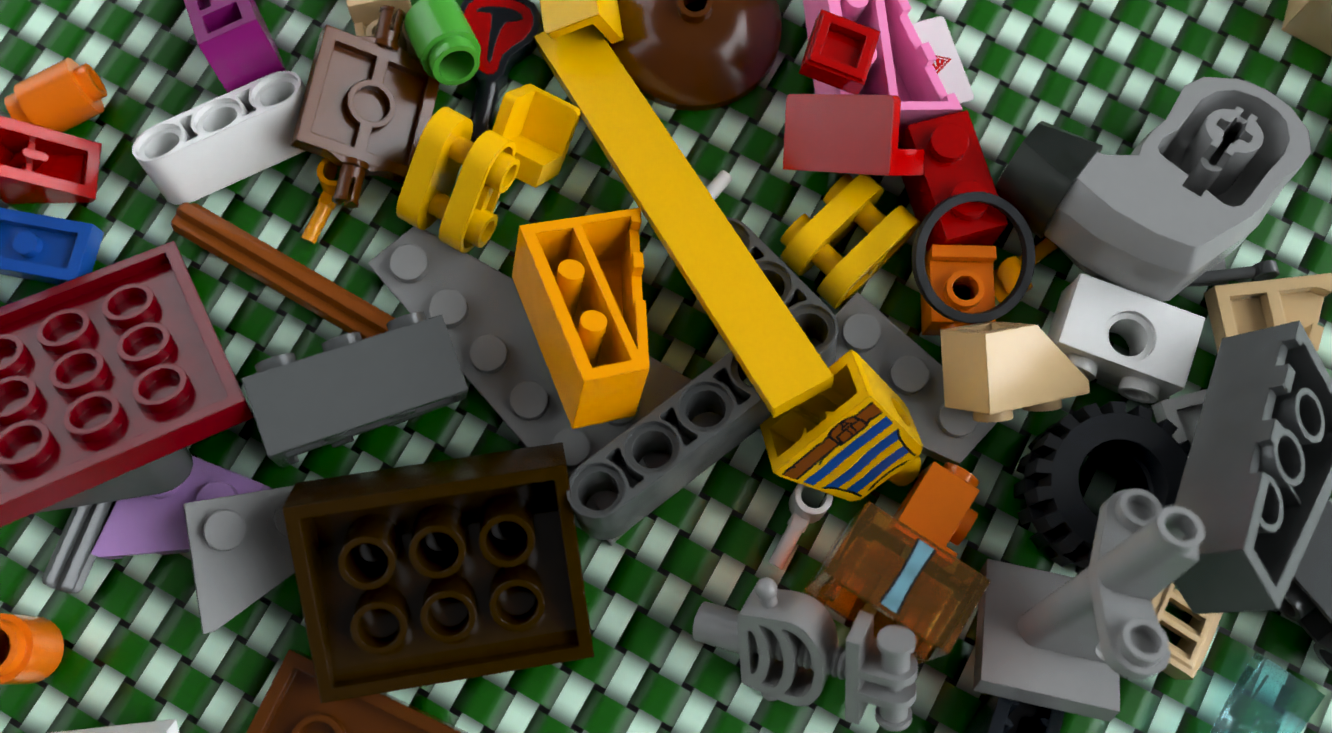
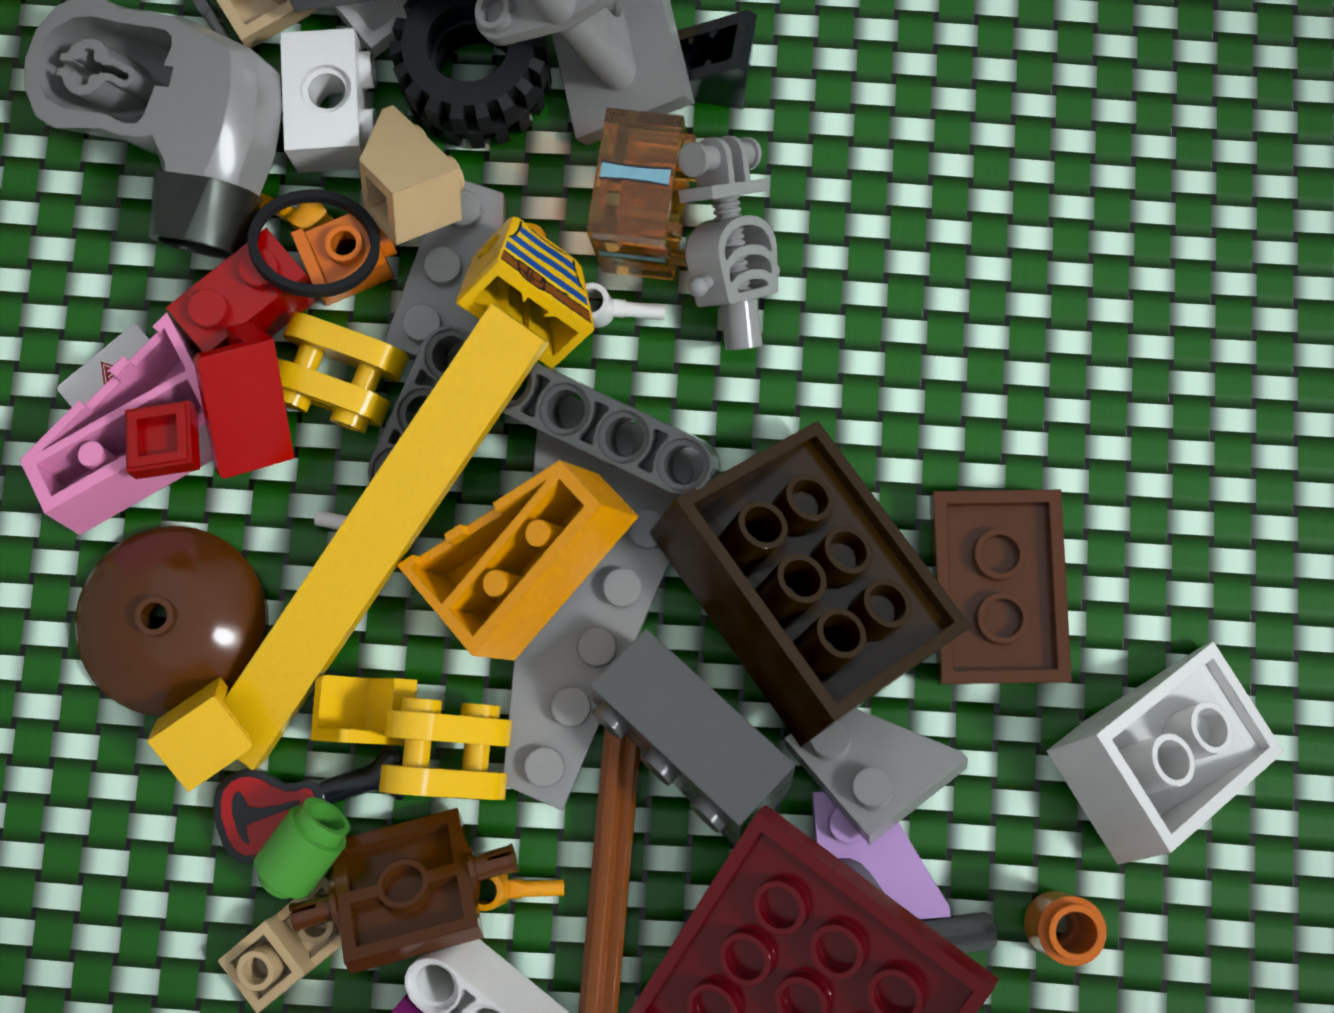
camera: 115 degrees left, 5 degrees up
(941, 504) = (554, 193): orange brick -> none

